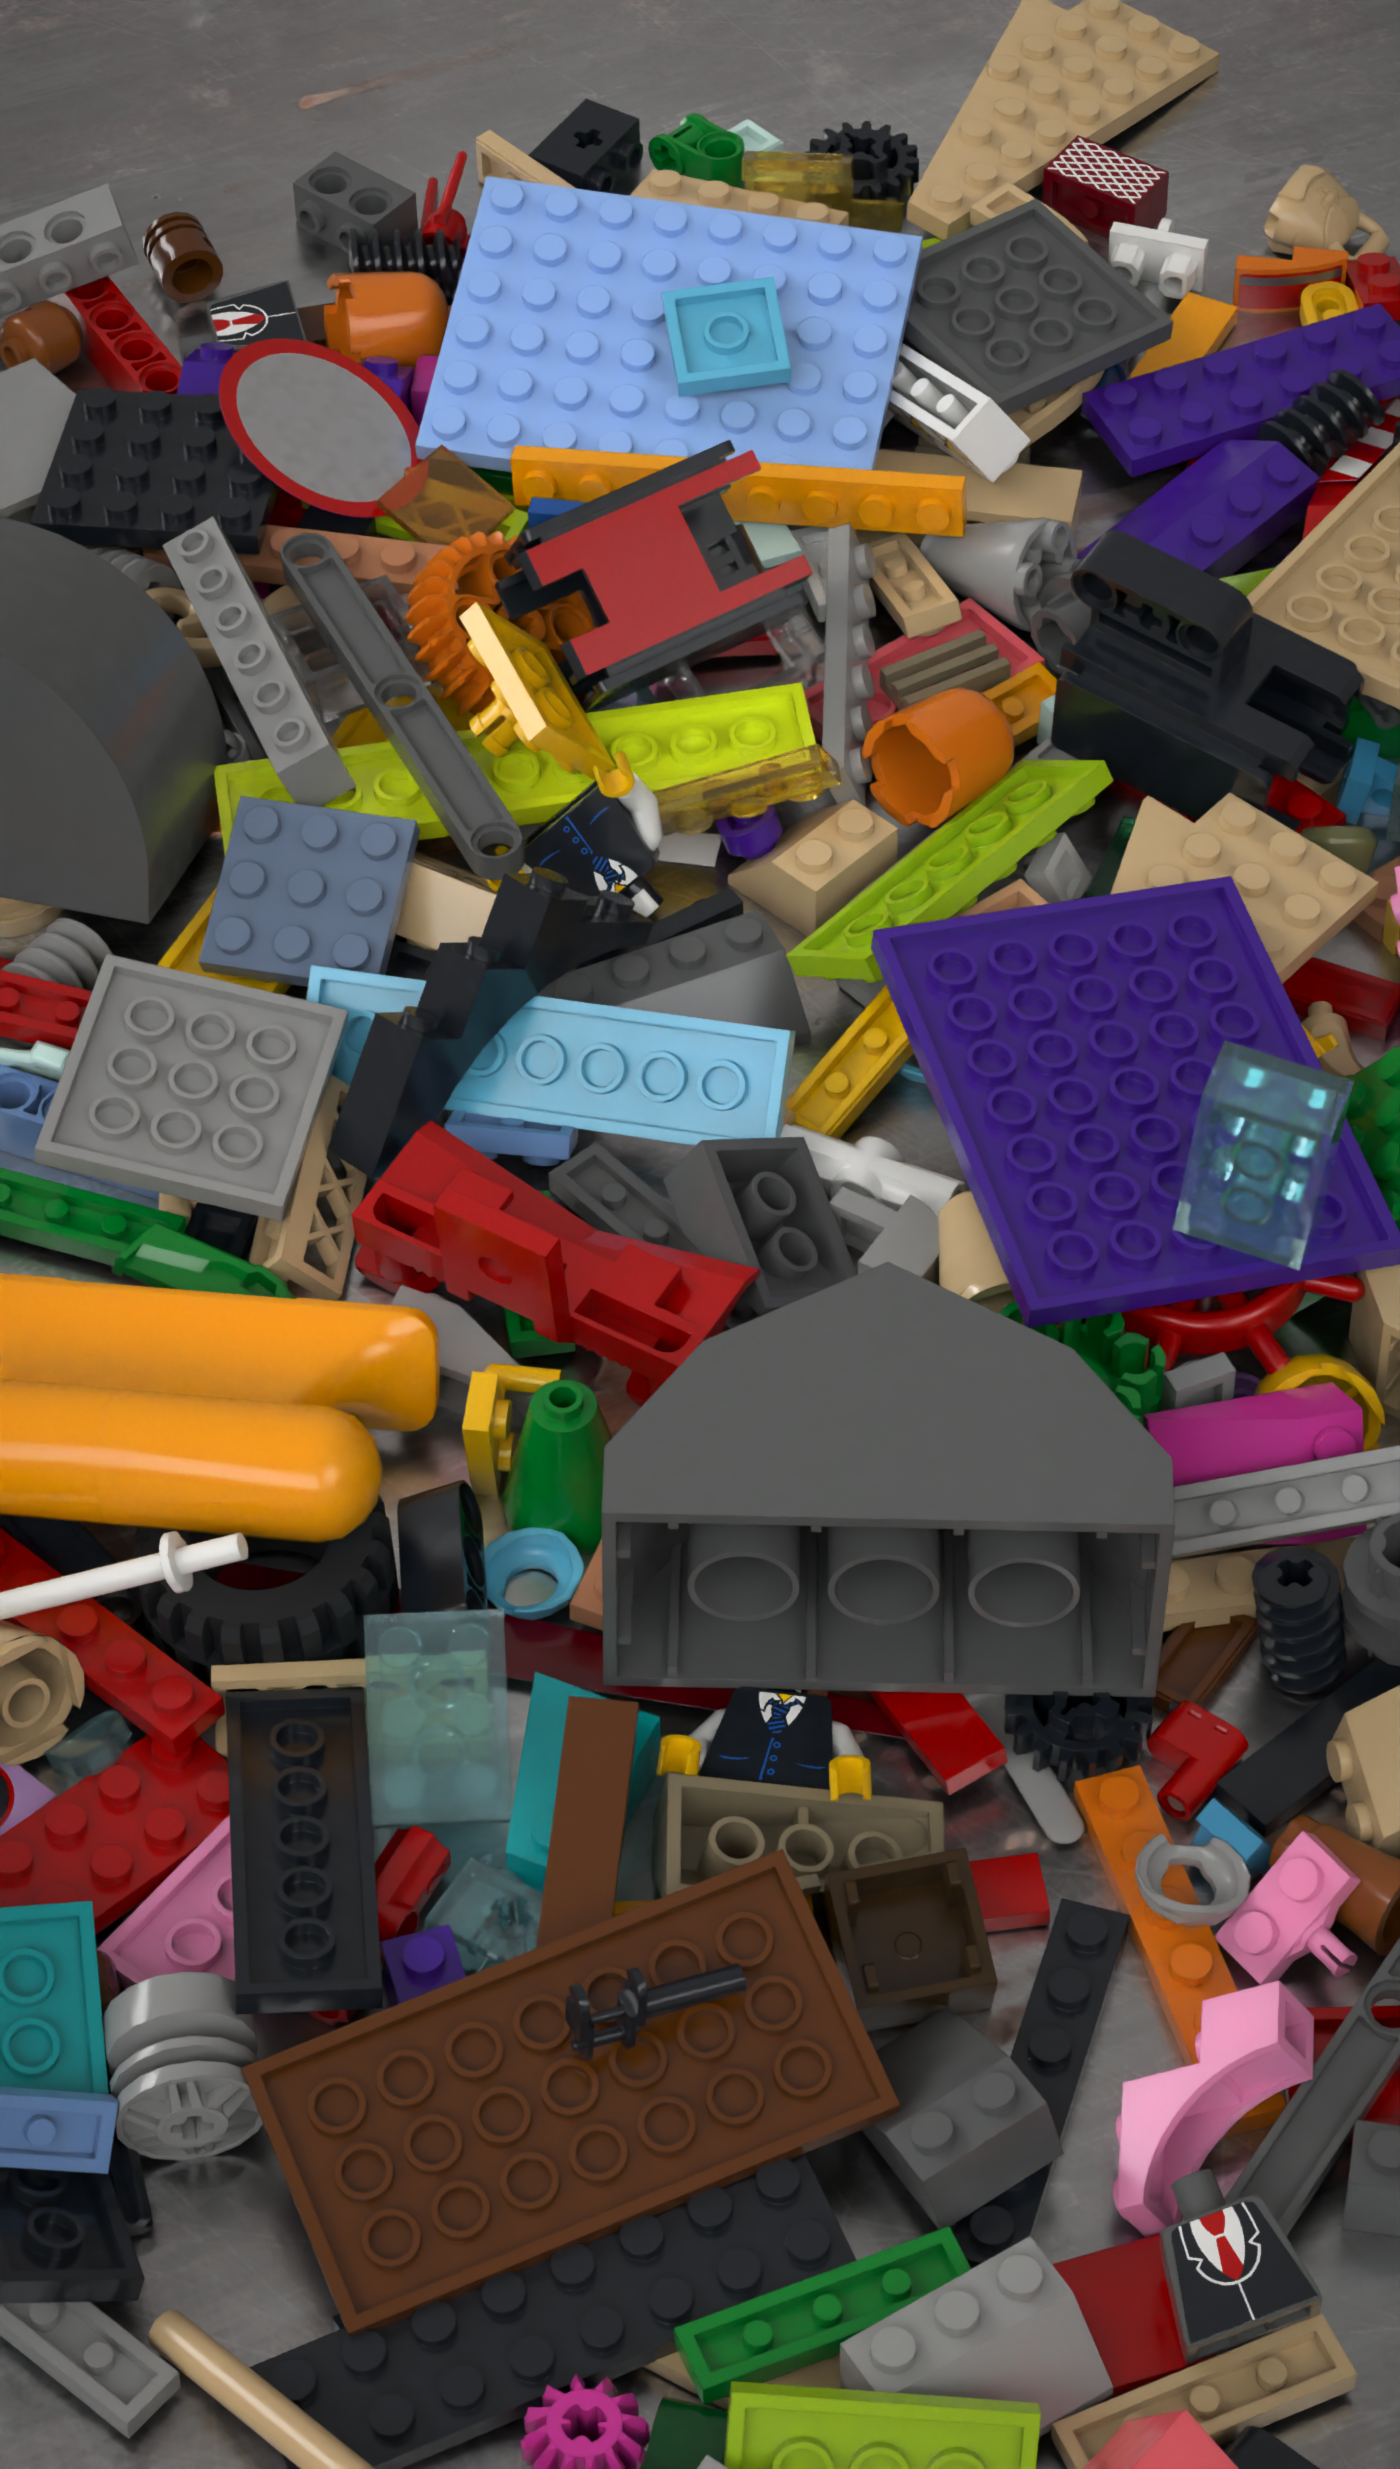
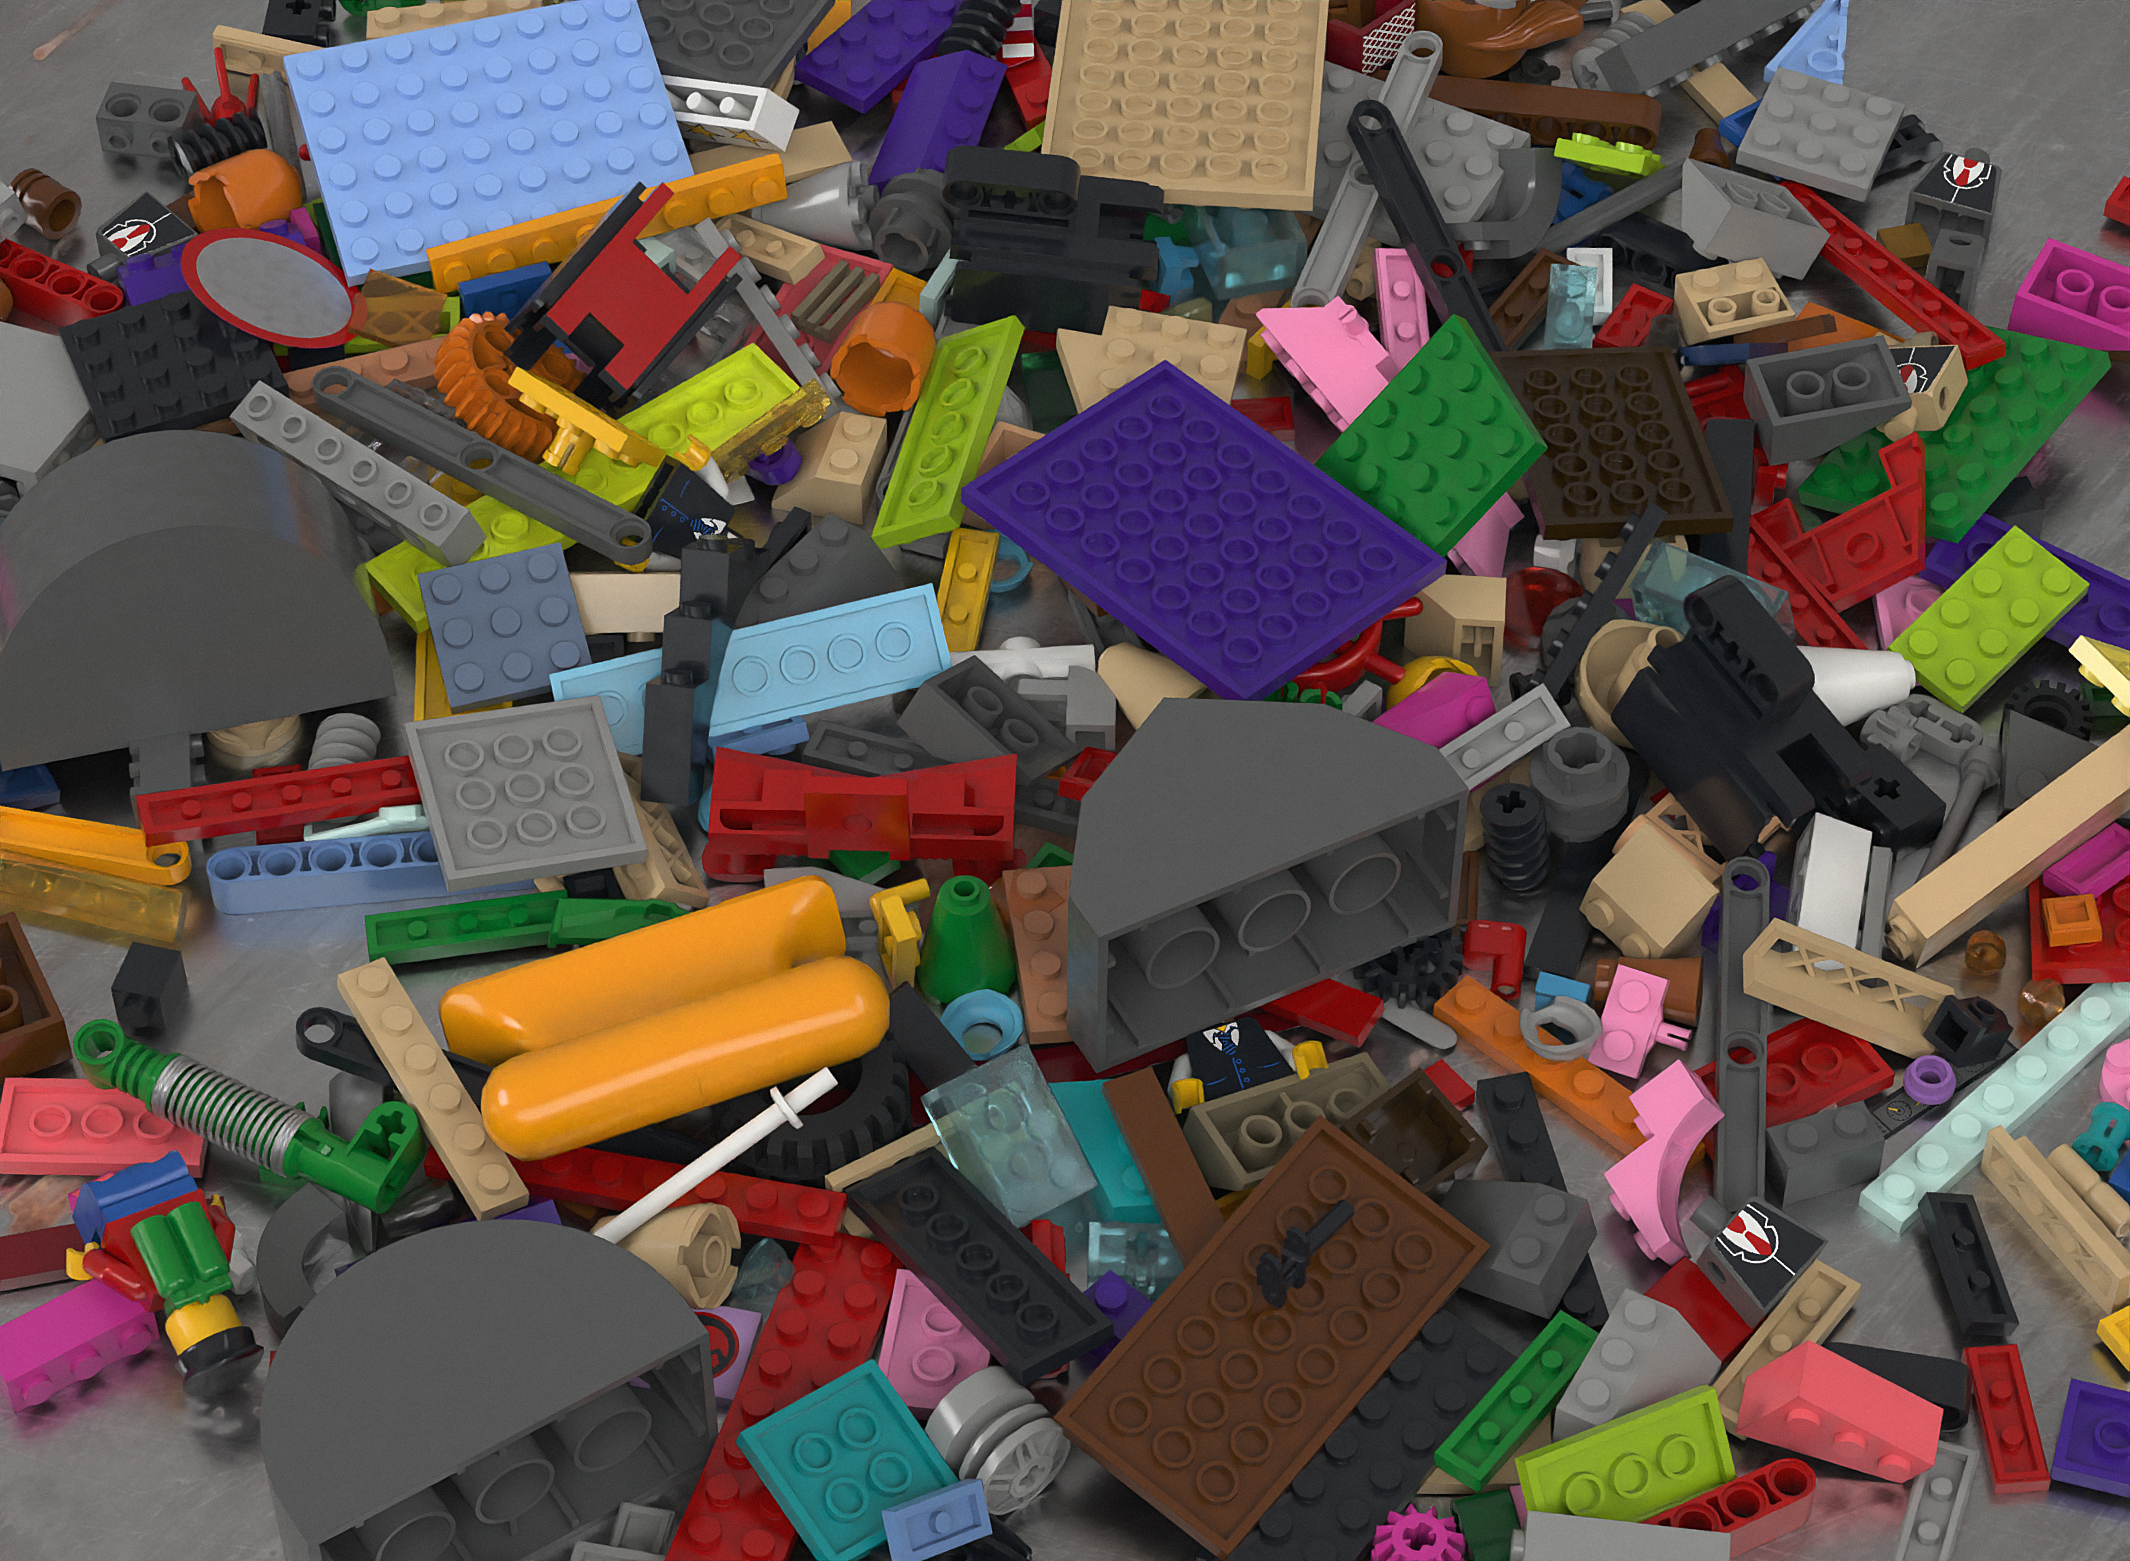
camera: 30 degrees left, 0 degrees up
(726, 336) = (542, 112): medium azure plate -> none
(1262, 1154) = (1347, 530): clear light blue brick -> none

